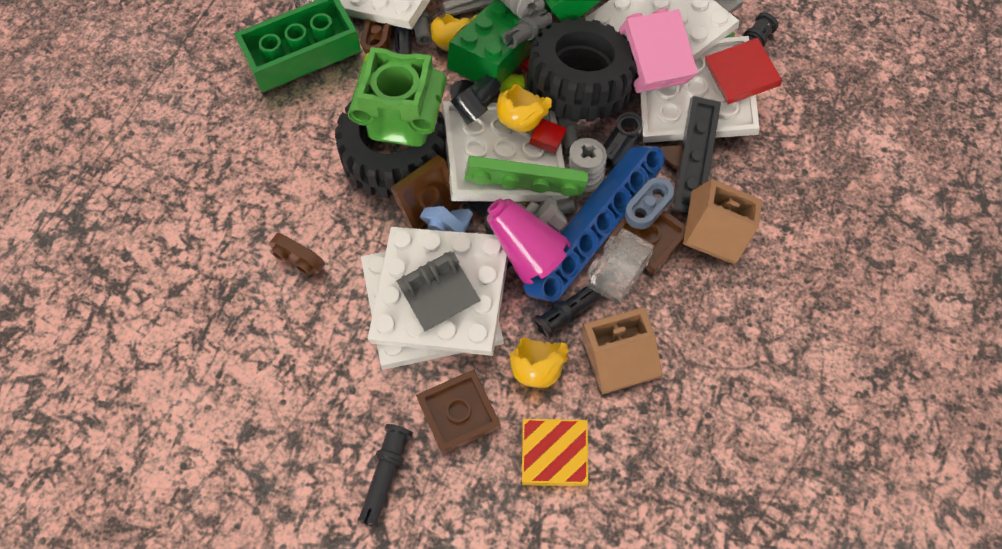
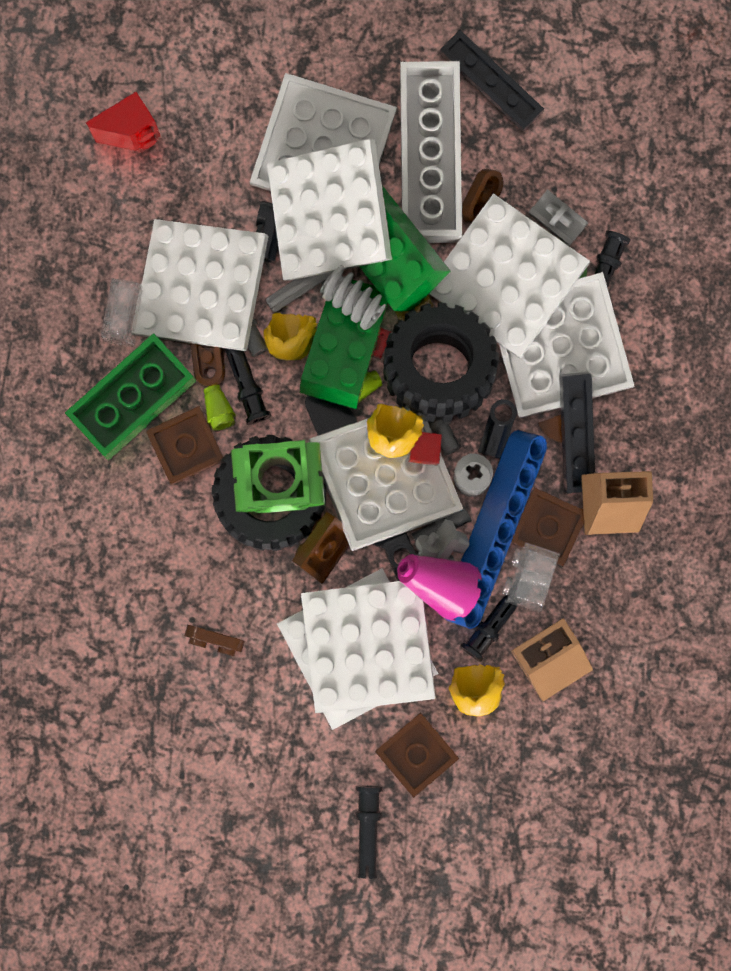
camera: 15 degrees left, 20 degrees up
(328, 92) = (185, 445): none -> reddish brown plate
(438, 290) = (370, 655): dark grey hinge -> none
(441, 219) = (357, 566): light blue bracket -> none
(474, 99) = (342, 437): black piece -> none
(525, 175) = (406, 515): bright green plate -> none
(527, 28) = (376, 342): dark grey pin -> none
(555, 452) = (513, 768): tile -> none
(647, 204) = (543, 500): sand blue plate -> none
(659, 49) = (516, 327): bright pink panel -> none
(743, 71) = (605, 322): red tile -> none

